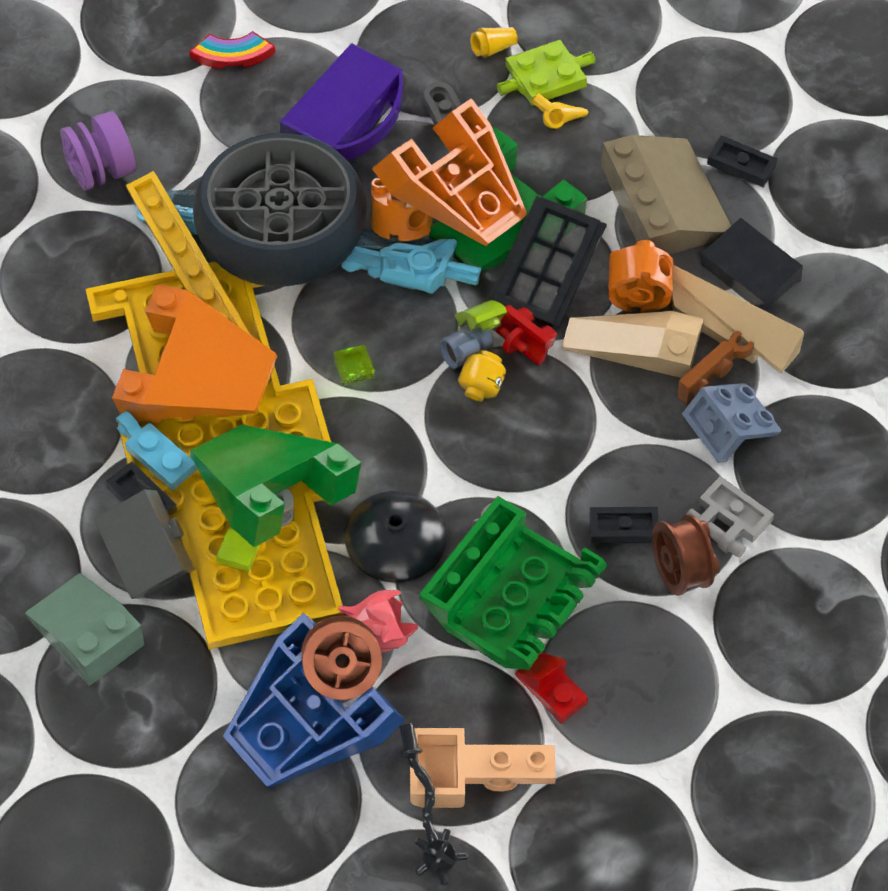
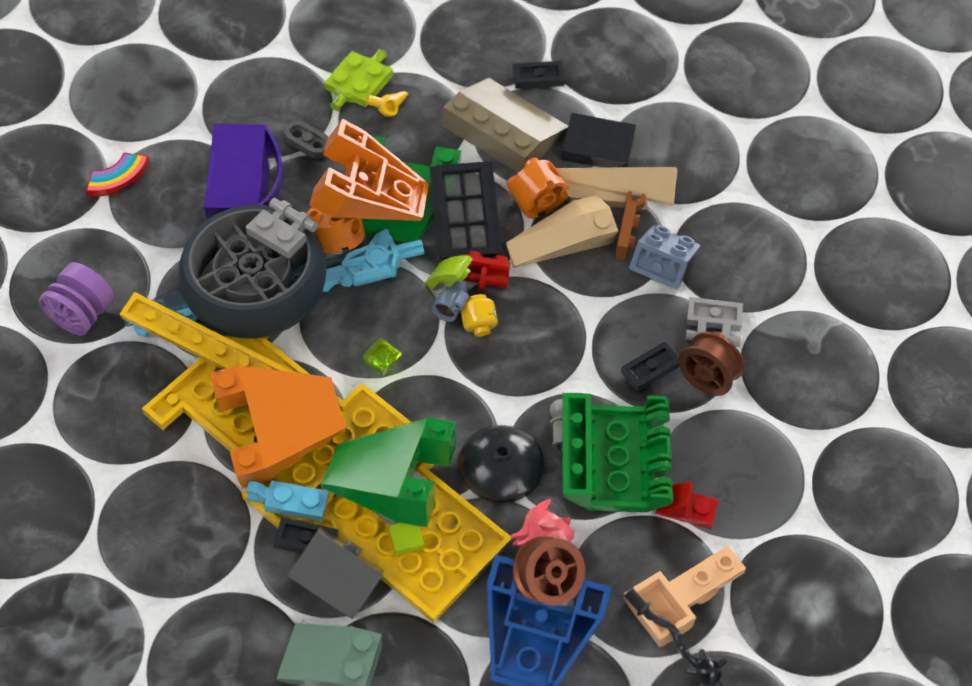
camera: 35 degrees left, 0 degrees up
(319, 180) = (277, 234): none -> light grey plate
(492, 40) = (304, 75): yellow cone -> none

